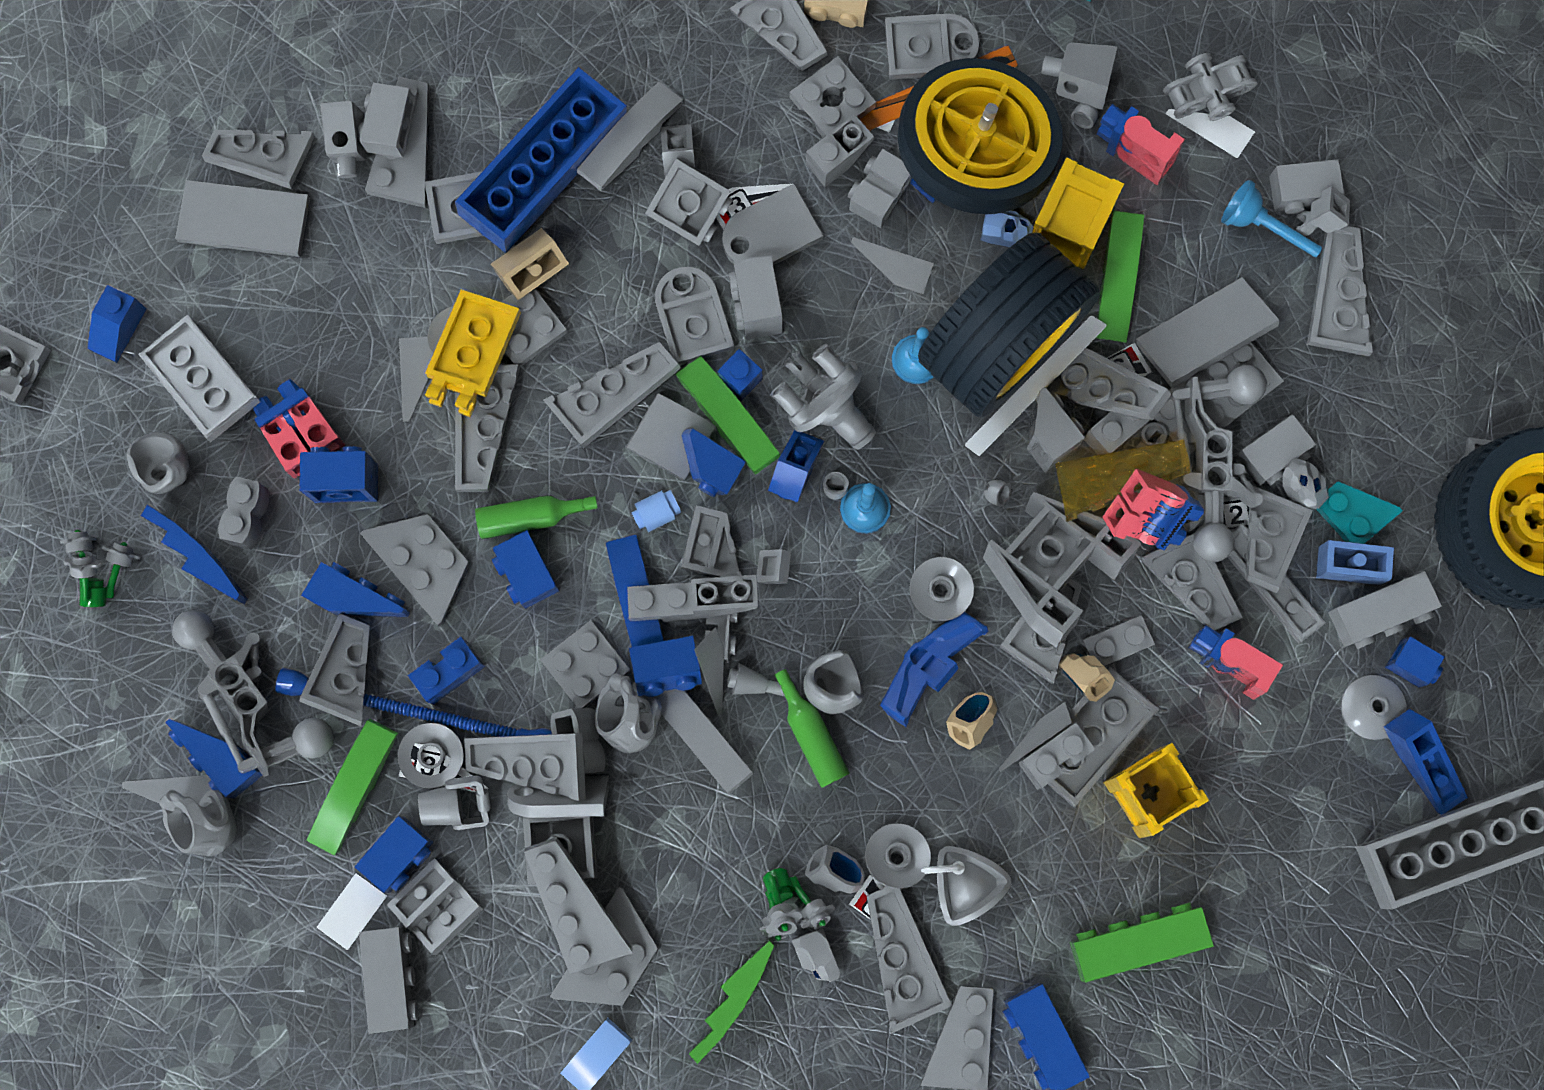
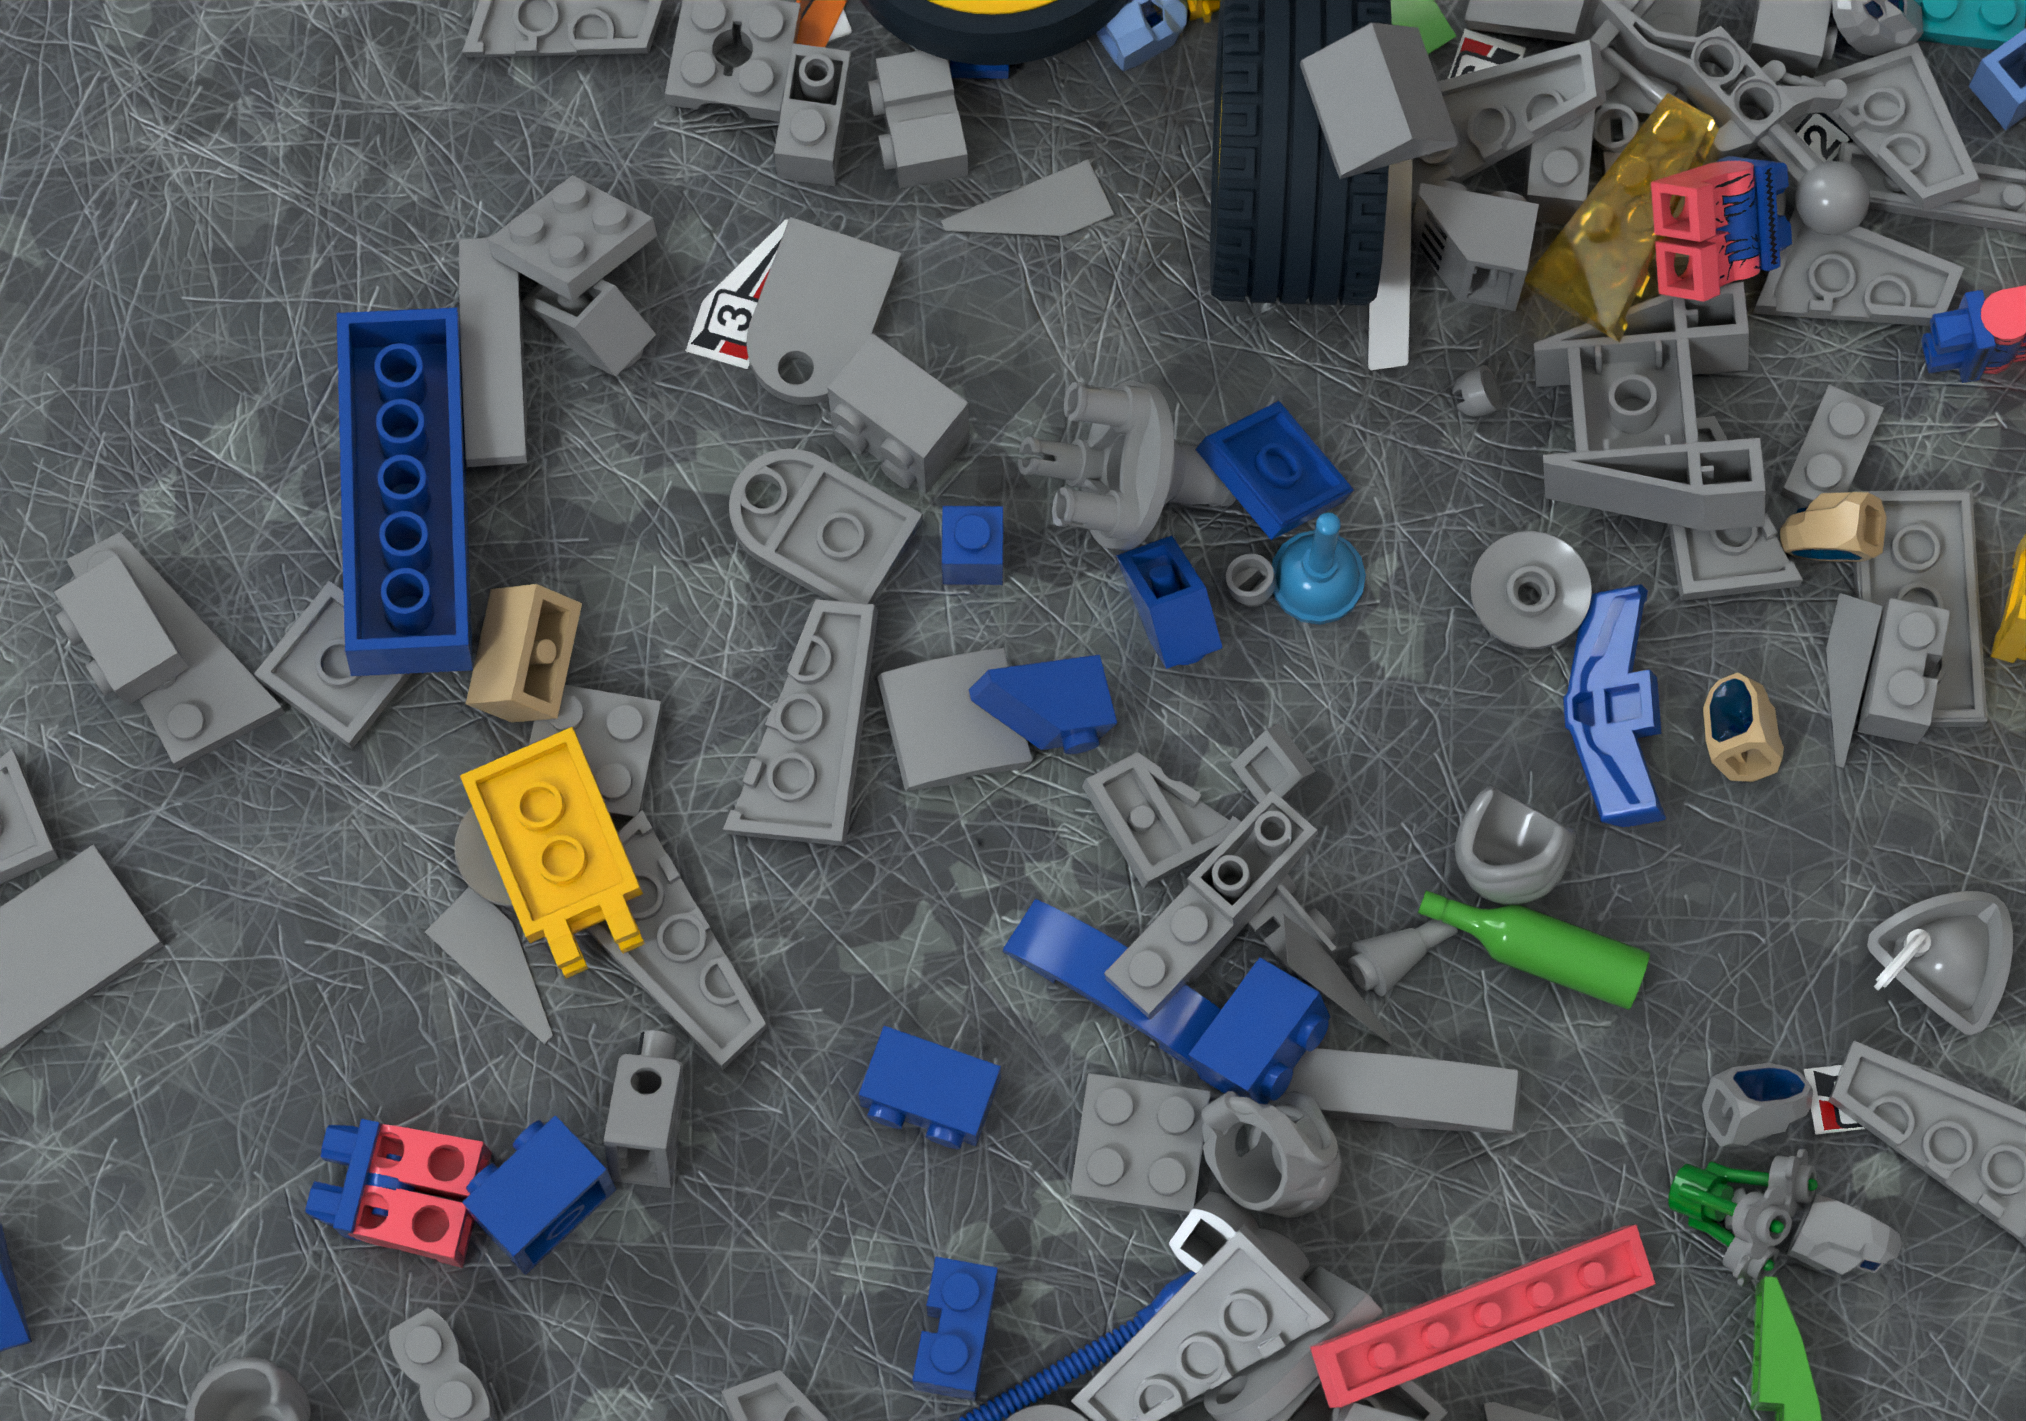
camera: 45 degrees left, 5 degrees down
(199, 378) = (187, 1246): light grey tile -> none
(340, 594) = (695, 1362): blue slope -> none
(341, 126) = (58, 693): light grey torso -> none
(409, 481) = (645, 1113): none -> light grey torso
(421, 561) = (764, 1213): light grey wing -> none
(527, 514) = (857, 1008): bright green piece -> none
(643, 853) = (1481, 1316): none -> coral plate
(656, 510) = (1035, 838): light blue brick -> none
(689, 203) = (675, 368): light grey plate -> none
(699, 117) = (572, 237): none -> light grey plate
(728, 415) = (1008, 614): bright green slope -> none
(884, 450) = (1274, 470): none -> blue tile
(899, 840) = (1825, 979): light grey dish -> none
(906, 361) = (1182, 310): dark azure piece -> none
(1038, 333) = (1377, 99): none -> light grey slope

